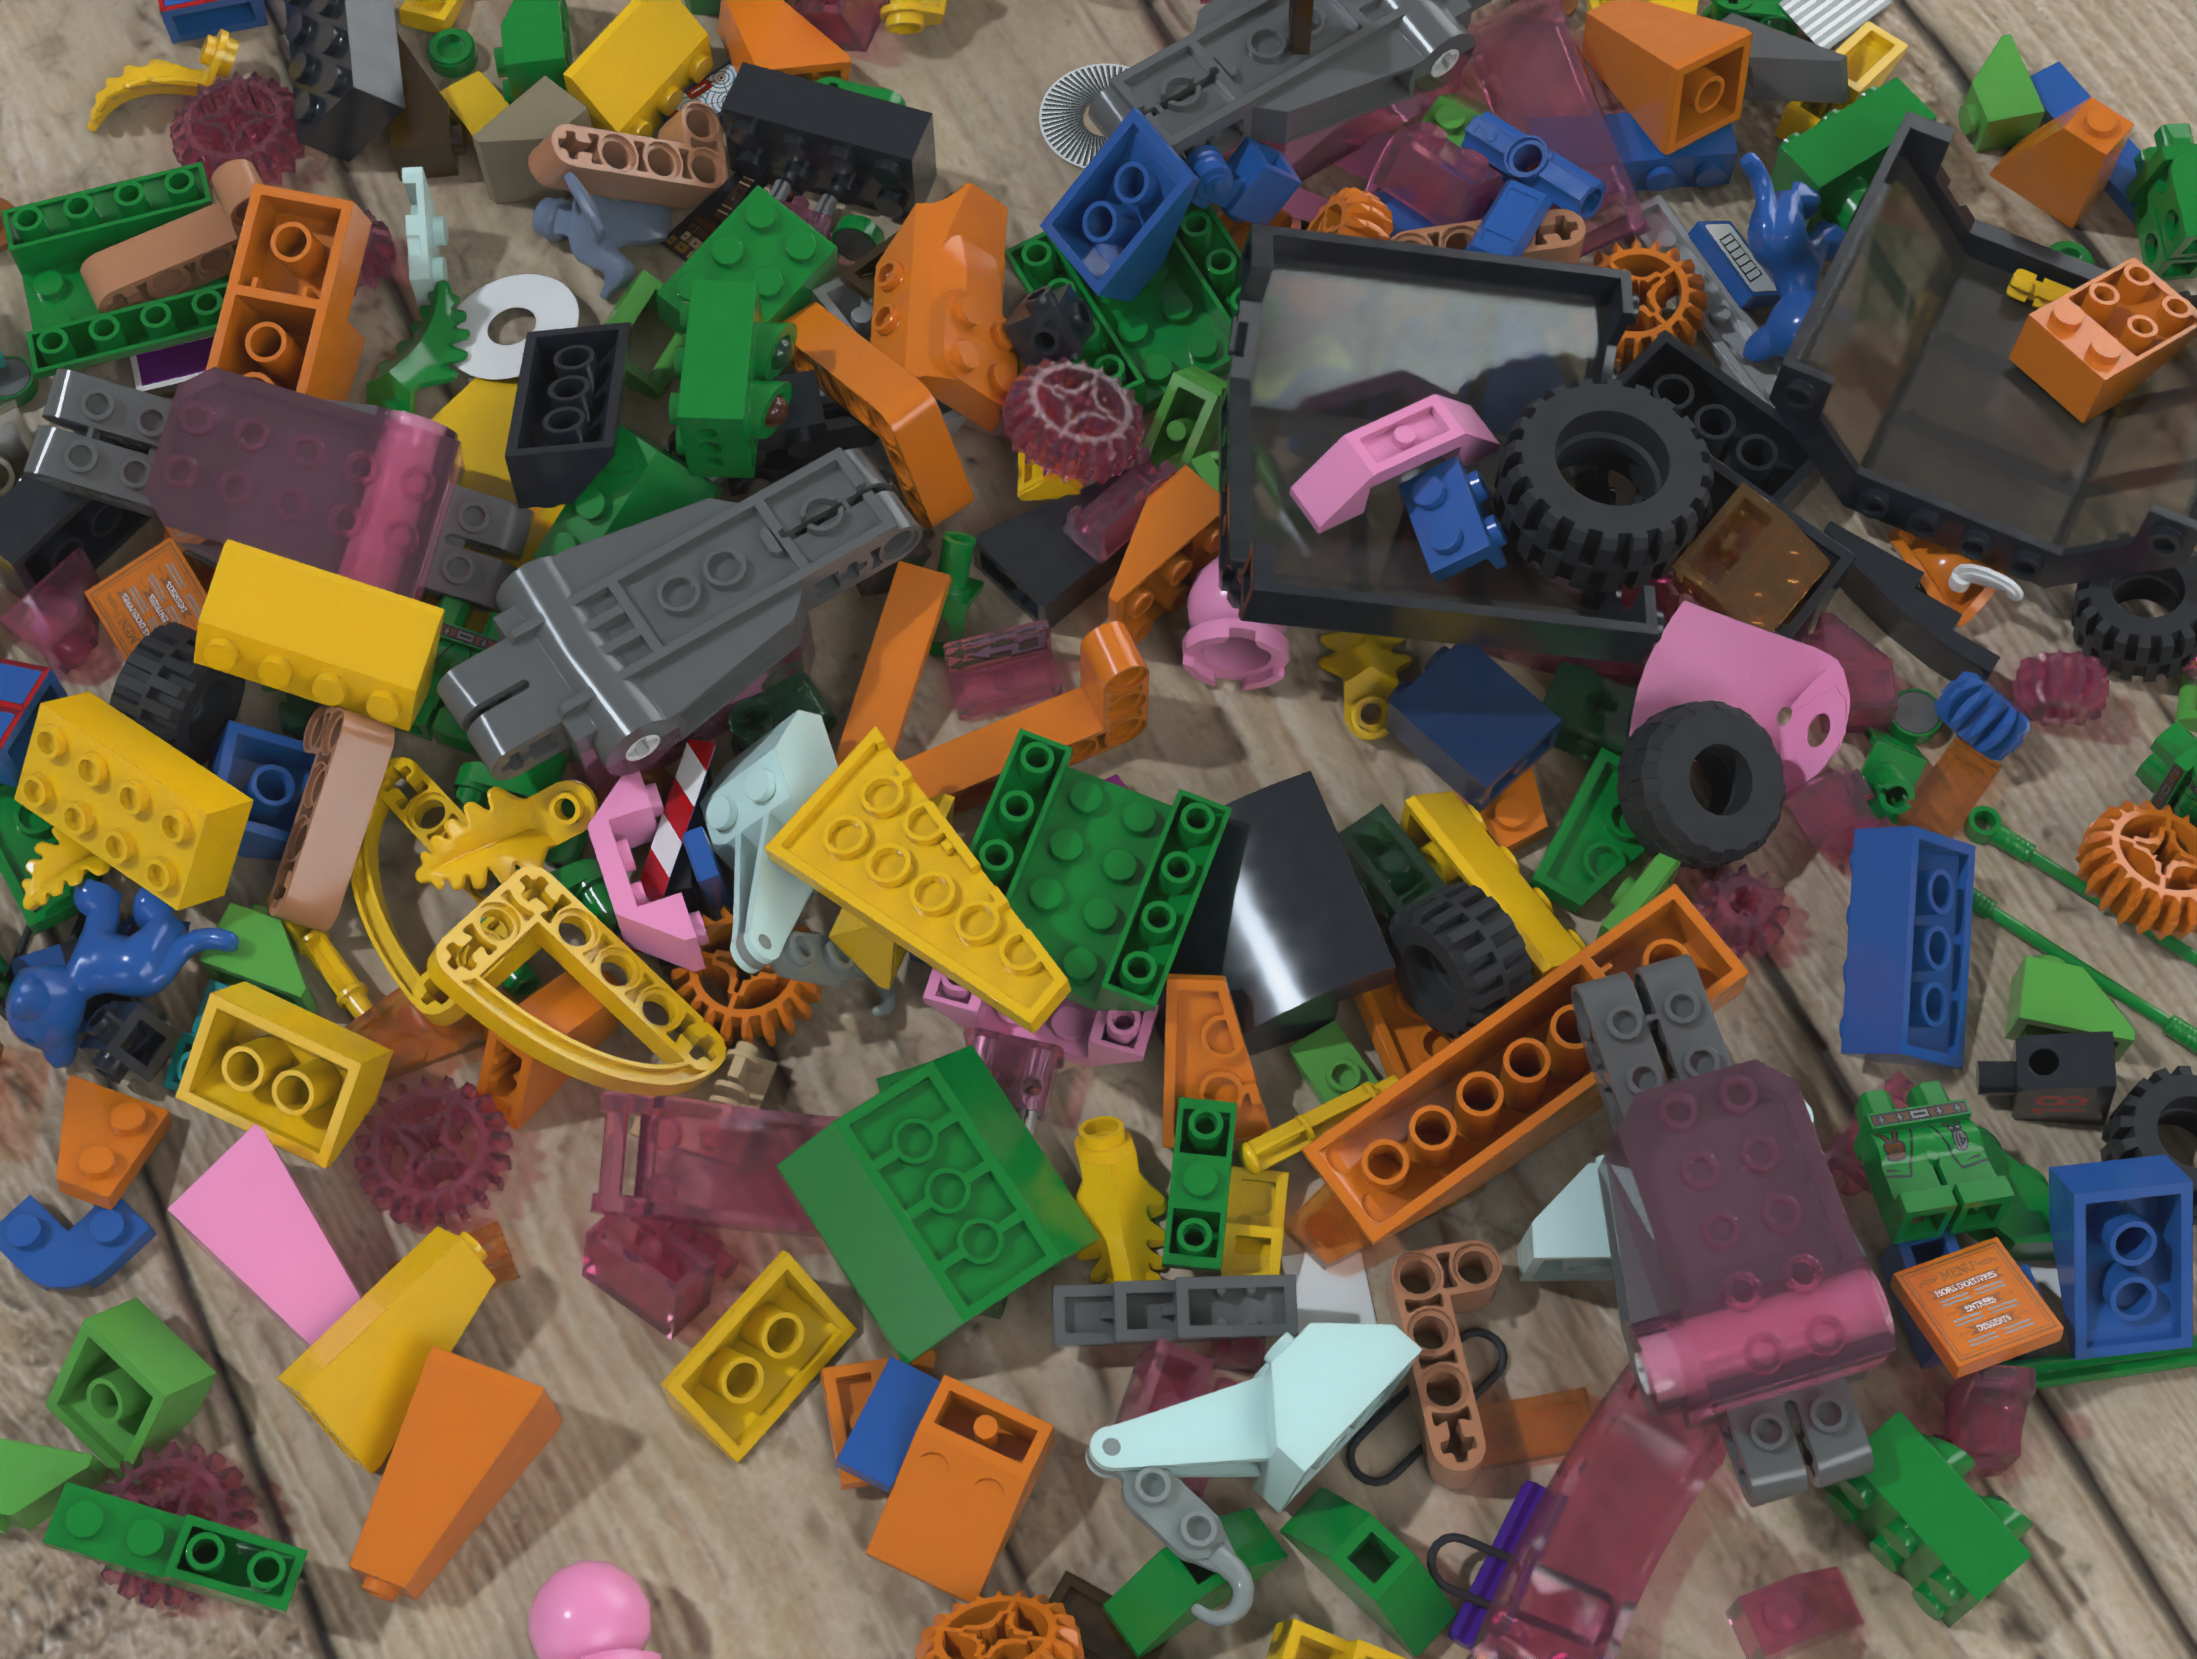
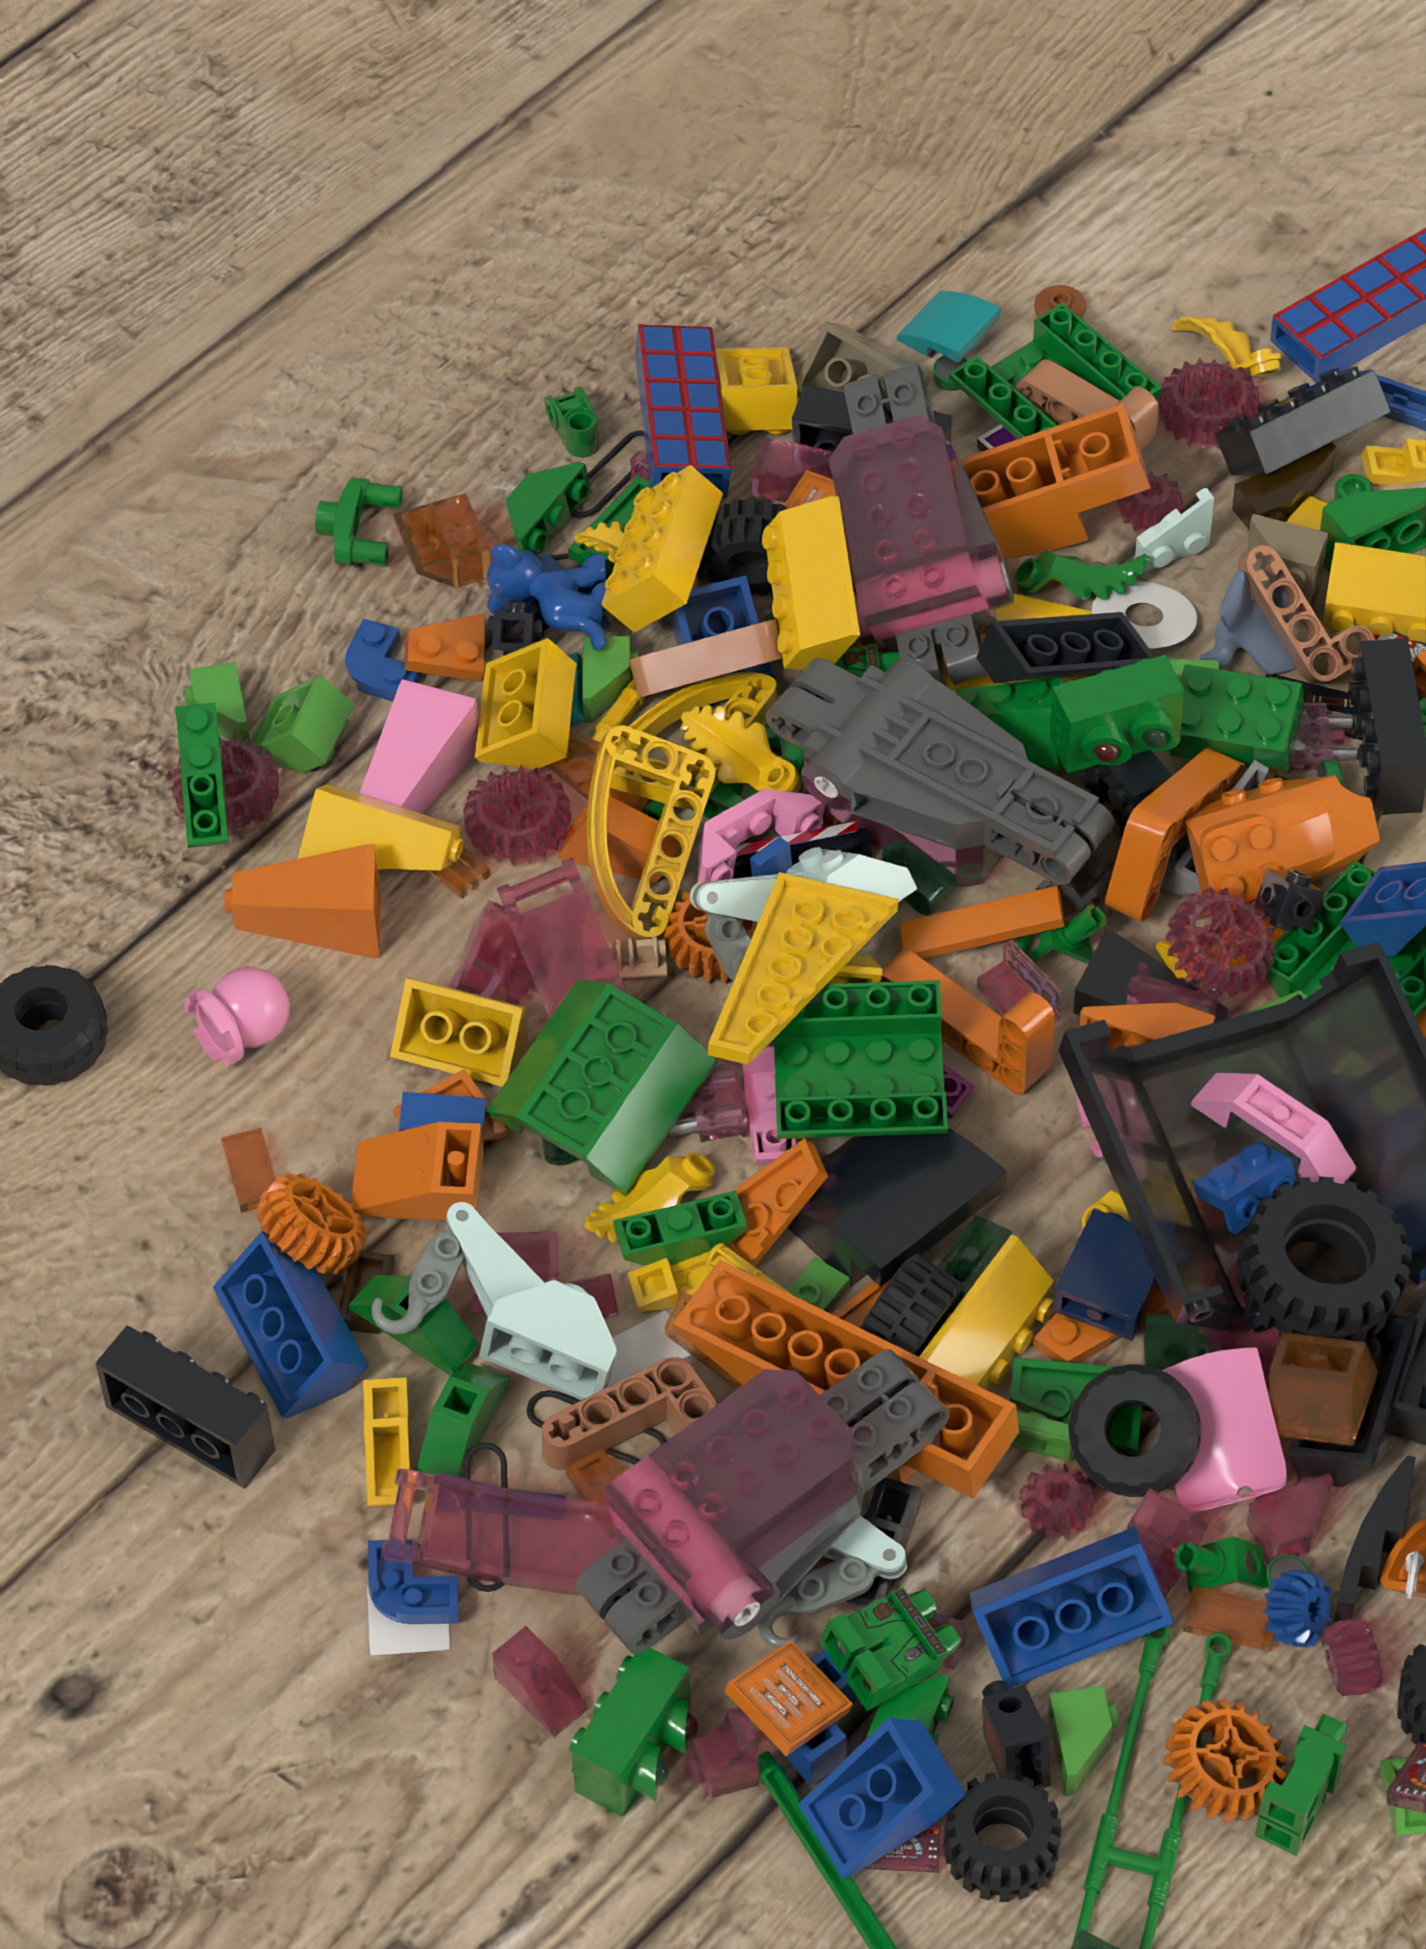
camera: 70 degrees right, 10 degrees down
(1174, 1310) = (583, 1238): dark grey slope -> none

